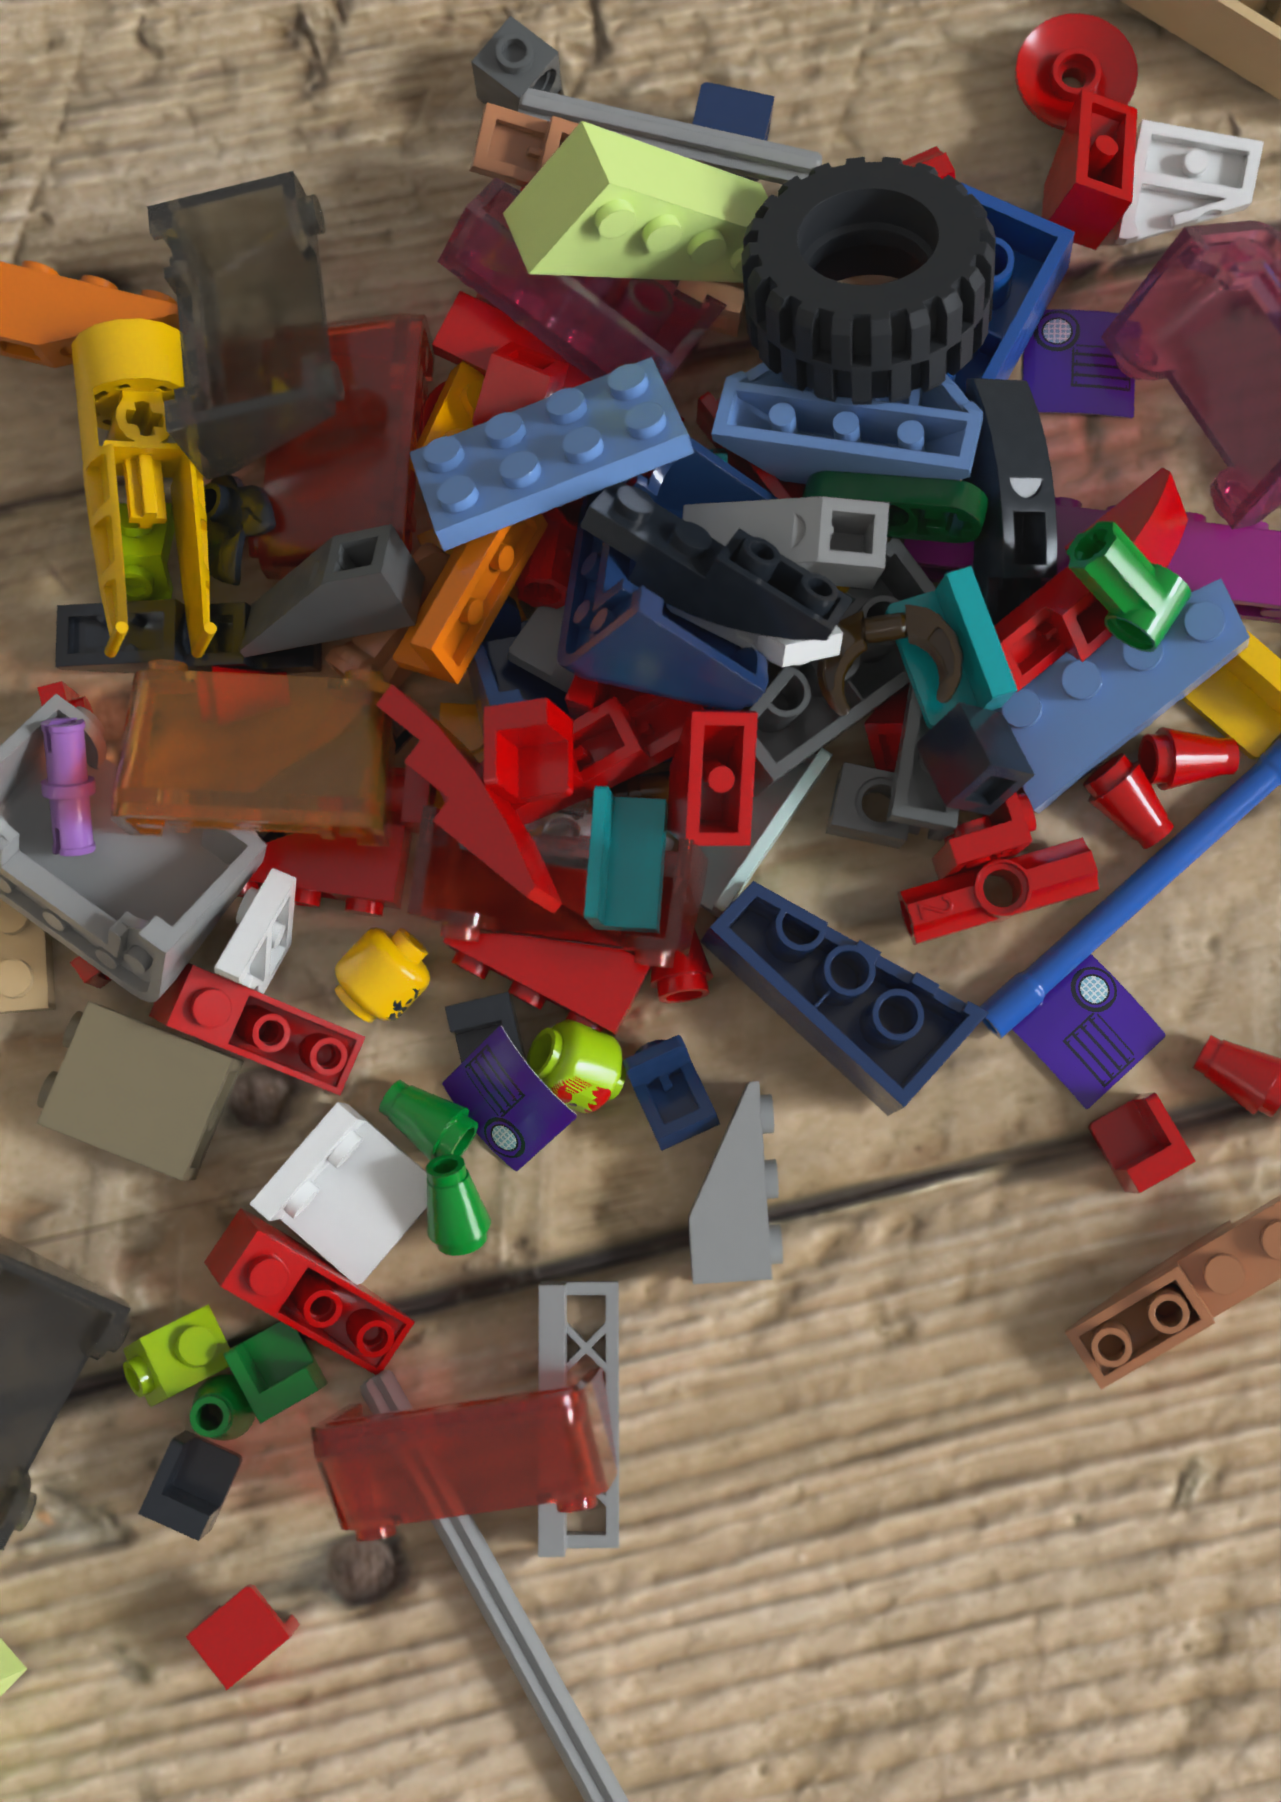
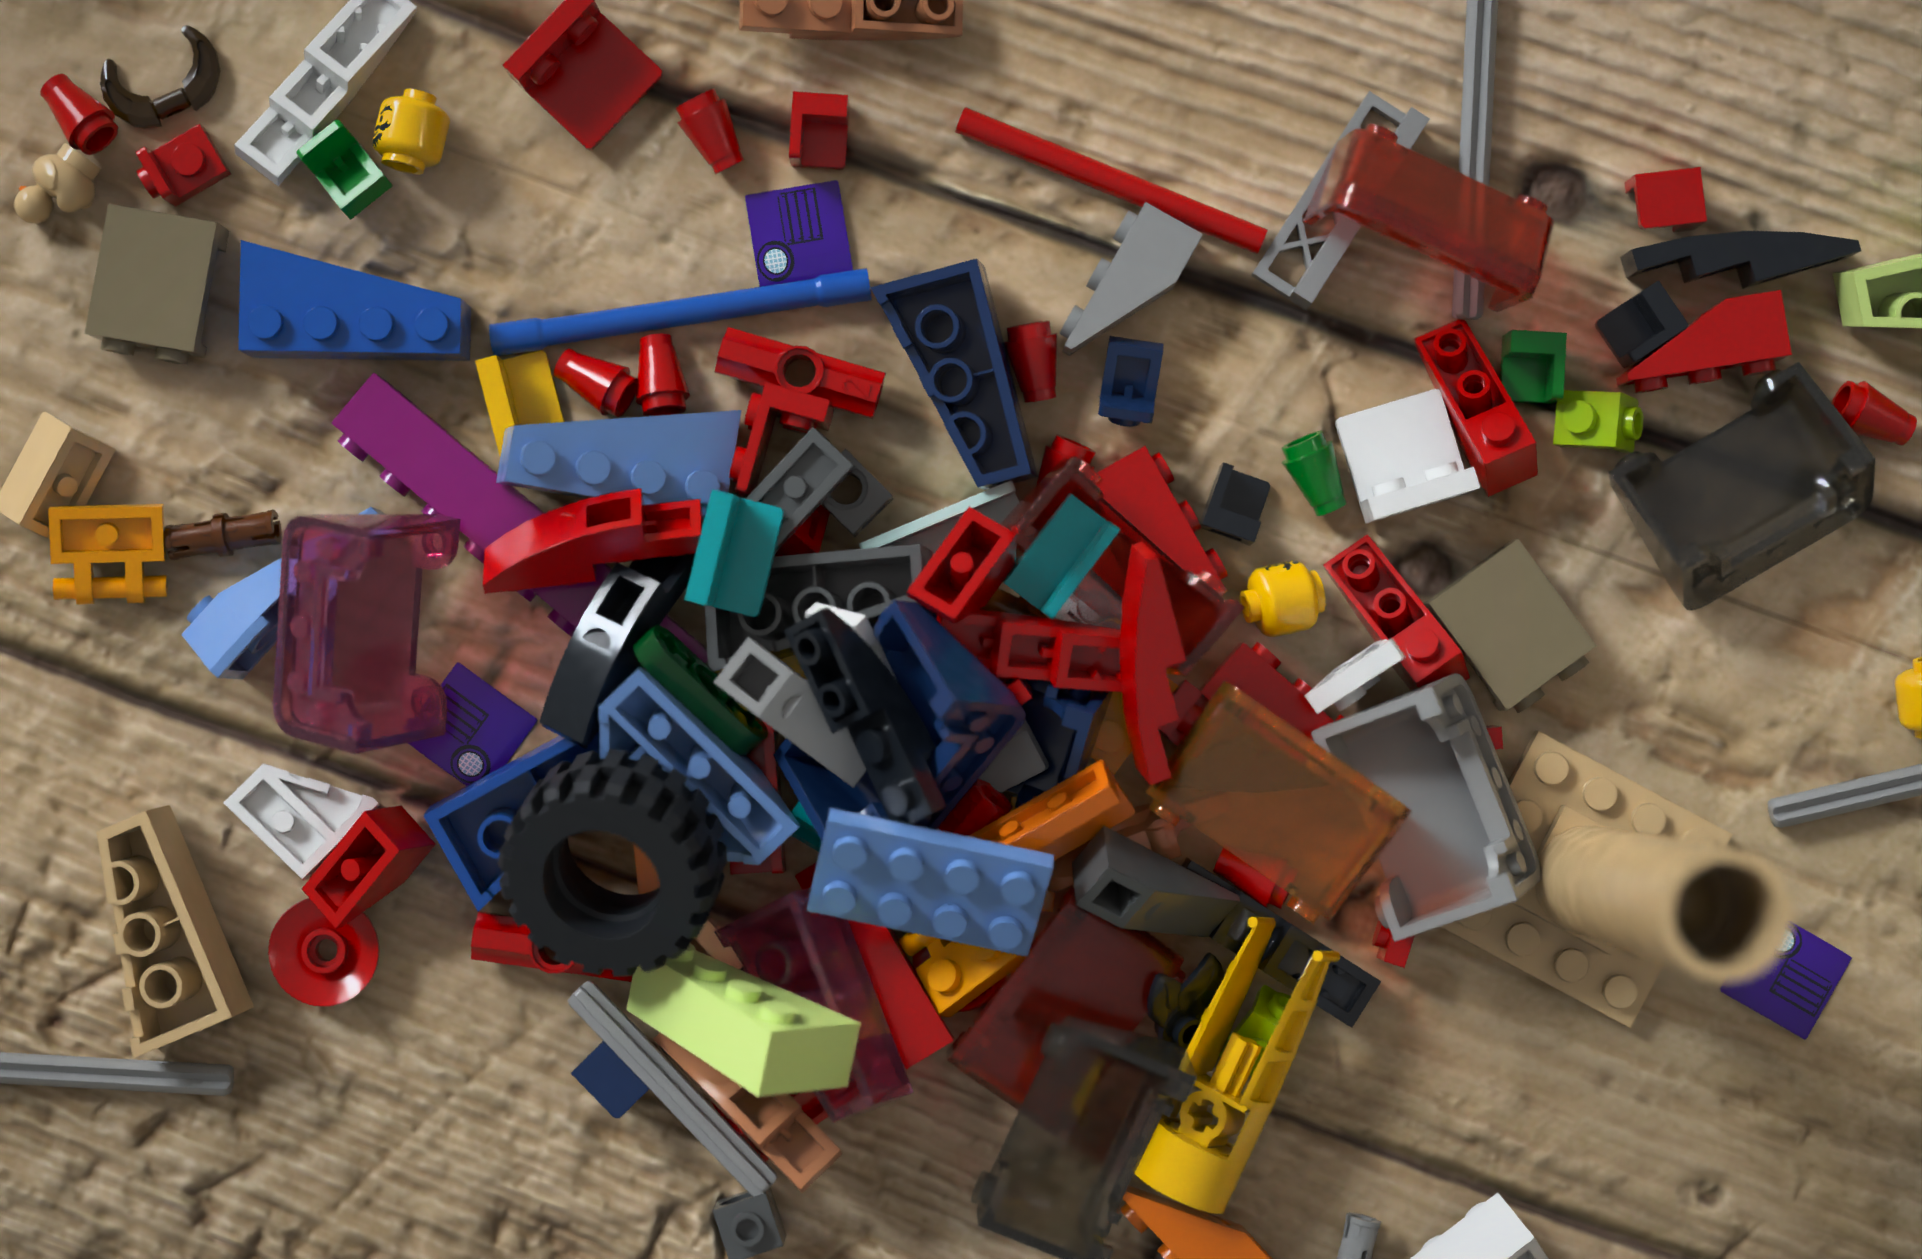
camera: 150 degrees left, 5 degrees up
(68, 786) = (1426, 866): medium lavender pin -> none
(99, 1528) = (1729, 335): none -> red slope
(120, 1632) = (1755, 255): none -> black slope
(236, 1410) = (1579, 372): green cone -> none
(454, 1207) = (1336, 396): green cone -> none
(508, 1101) = (1251, 449): dark purple sticker -> none
(517, 379) = (911, 962): red panel -> none
(528, 751) = (1086, 668): red panel -> none
(578, 1064) = (1186, 441): lime head -> none
(779, 1053) = (1033, 359): none -> red cone
(819, 1284) = (1110, 180): none -> red piece
(923, 630) = (746, 585): dark brown piece -> none
(974, 759) = (770, 464): black panel -> none
(1137, 593) = (579, 507): green piece -> none

